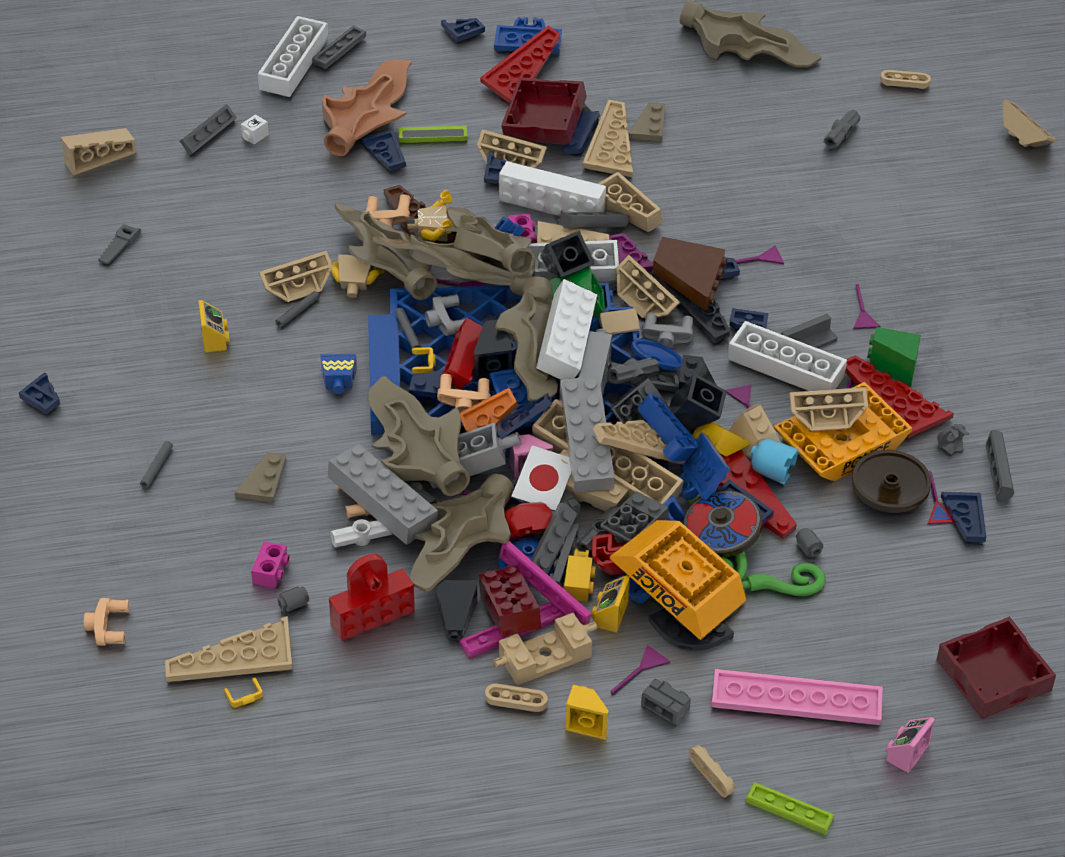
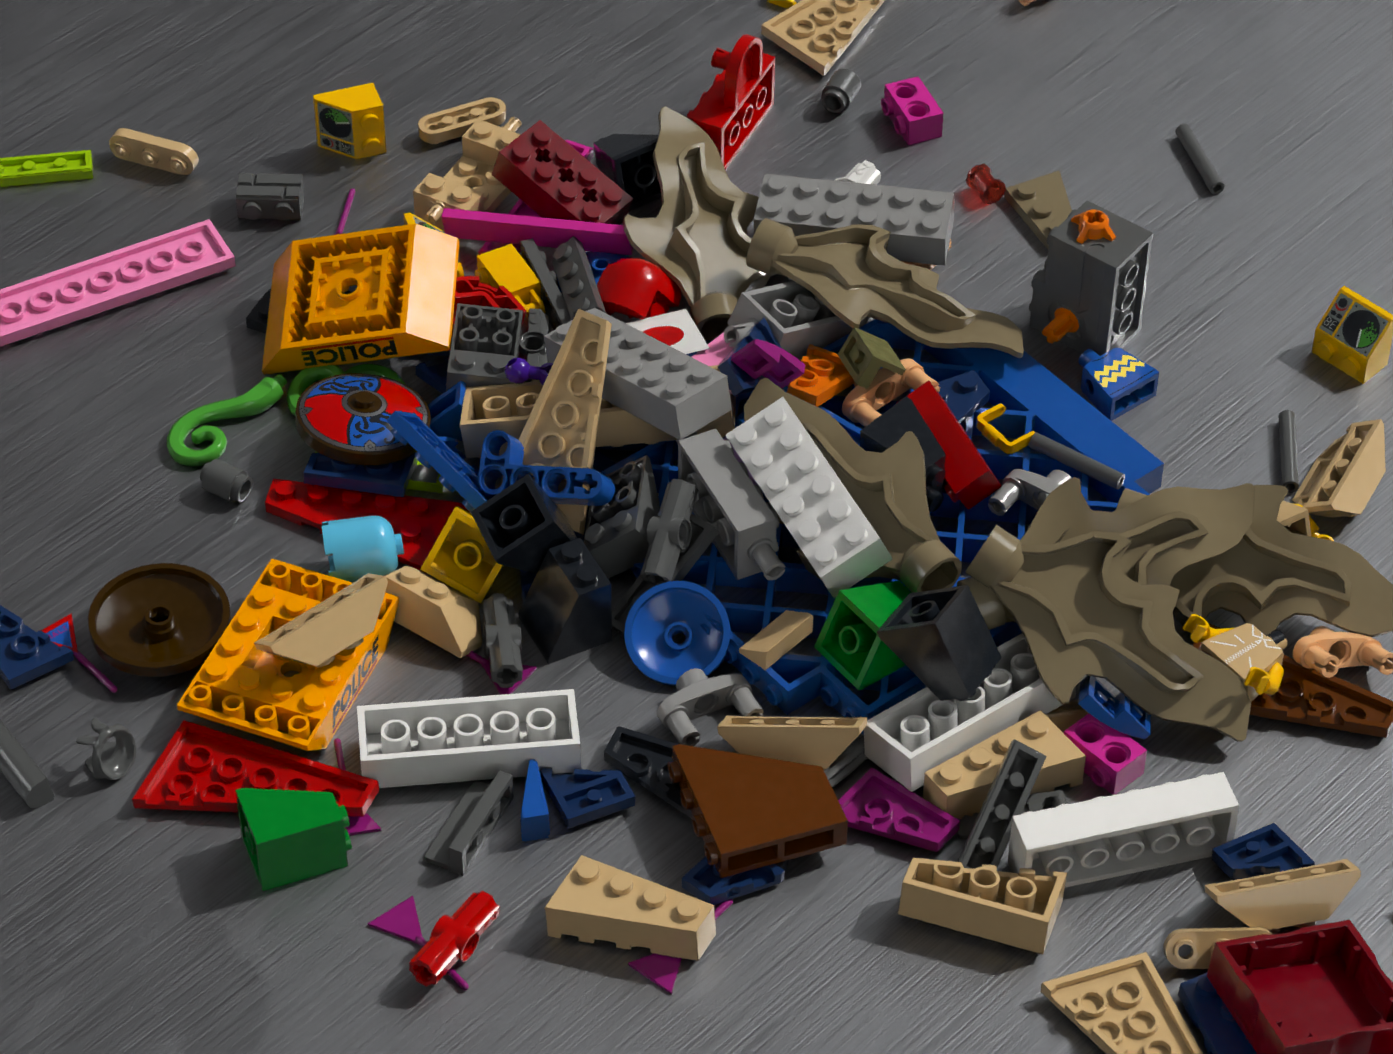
camera: 145 degrees right, 0 degrees up
(281, 500) = (982, 180): none -> clear red bush
(313, 388) = (1092, 281): none -> dark grey piece
(463, 396) = (864, 356): none -> olive panel
(523, 398) = (769, 361): none -> magenta slope
(553, 151) = (1202, 944): none -> tan plate
(633, 484) = (519, 371): none -> dark purple arm
(736, 397) = (502, 640): none -> dark grey piece
(774, 267) = (630, 911): none -> tan wedge
(780, 322) = (534, 810): none -> blue slope
(851, 293) = (454, 938): none -> red piece

